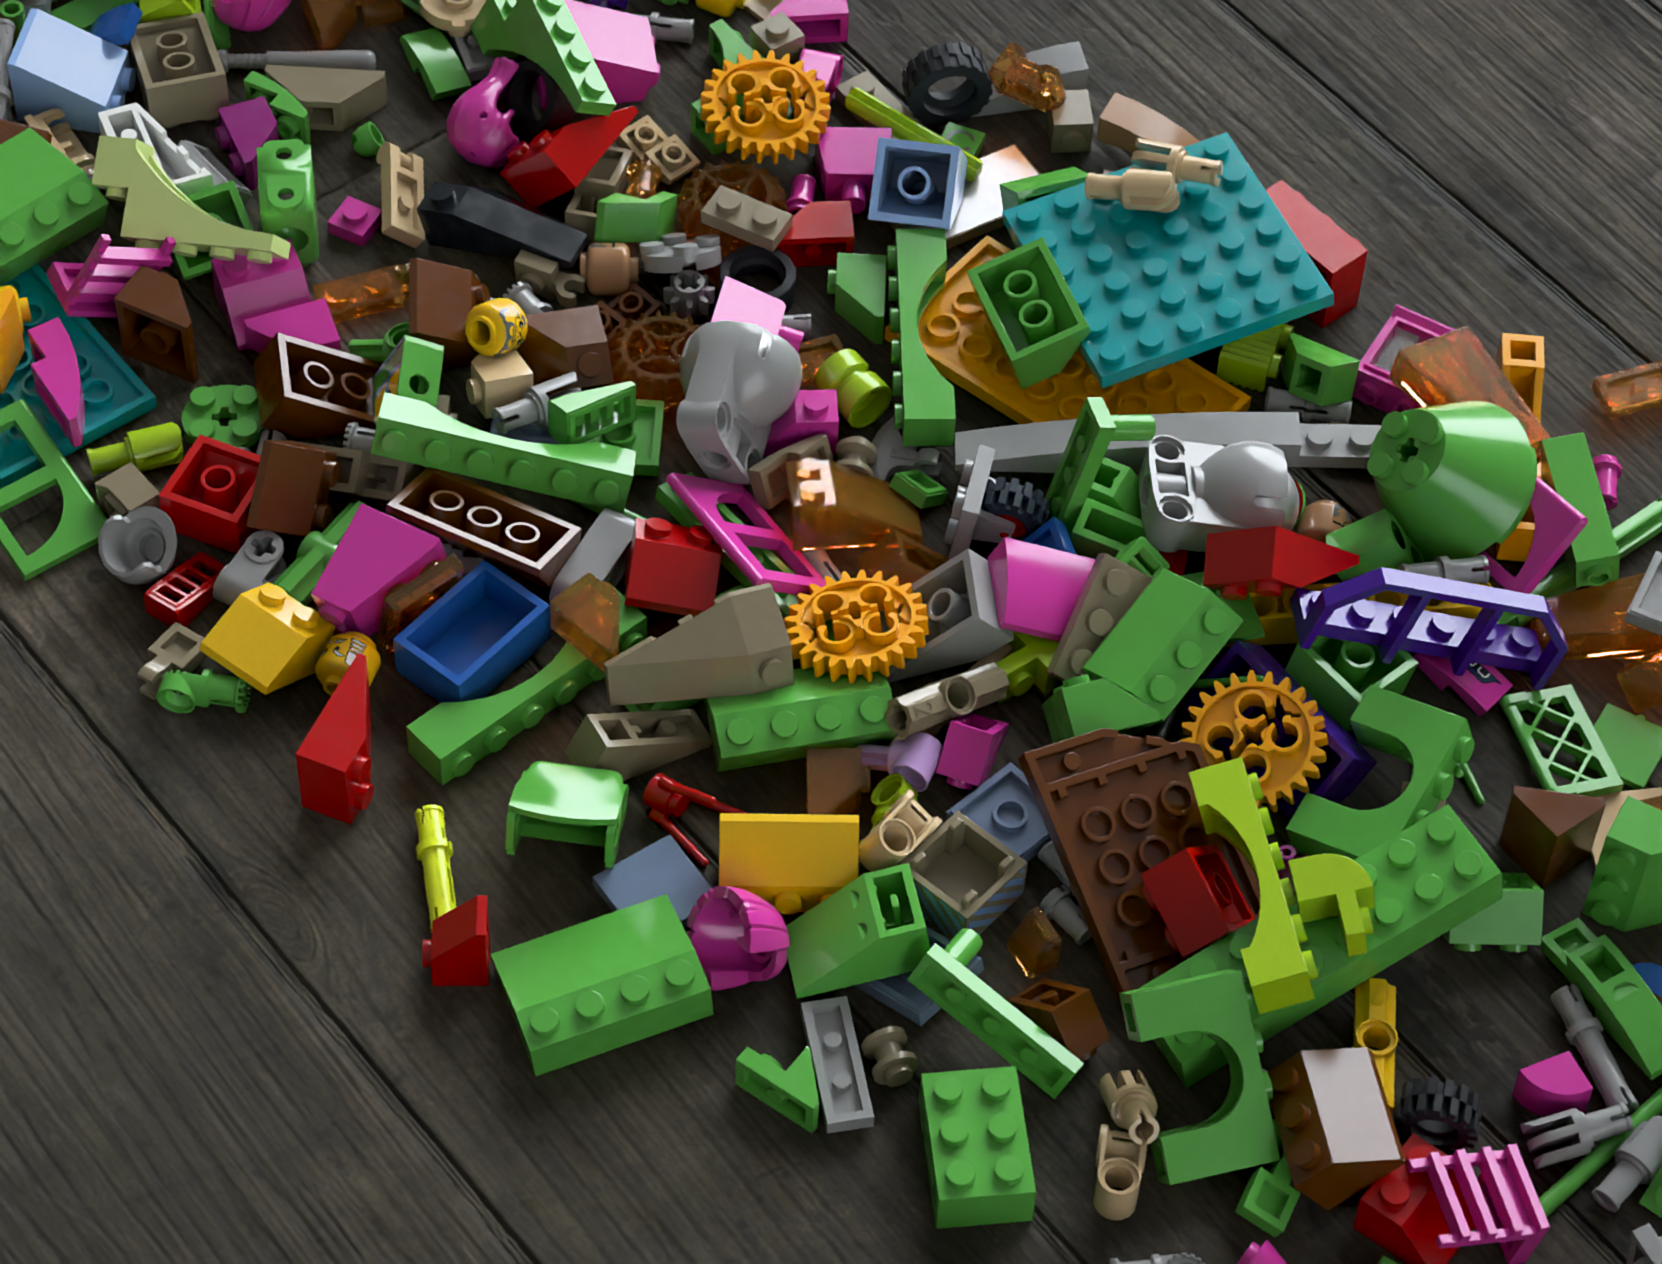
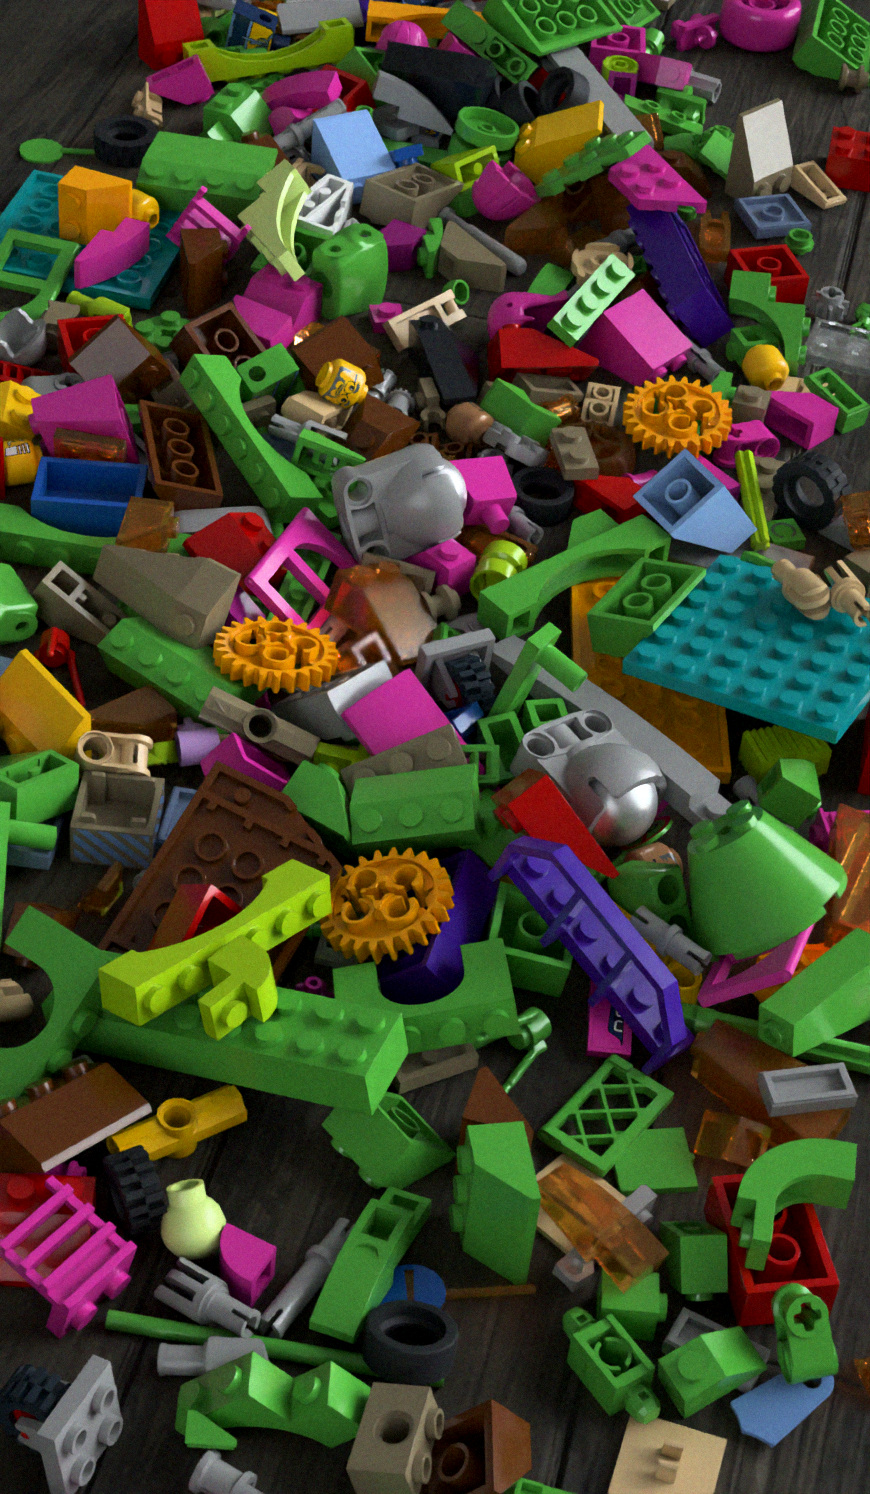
camera: 50 degrees right, 10 degrees down
(1501, 1091) = (192, 1220): none -> yellowish green piece

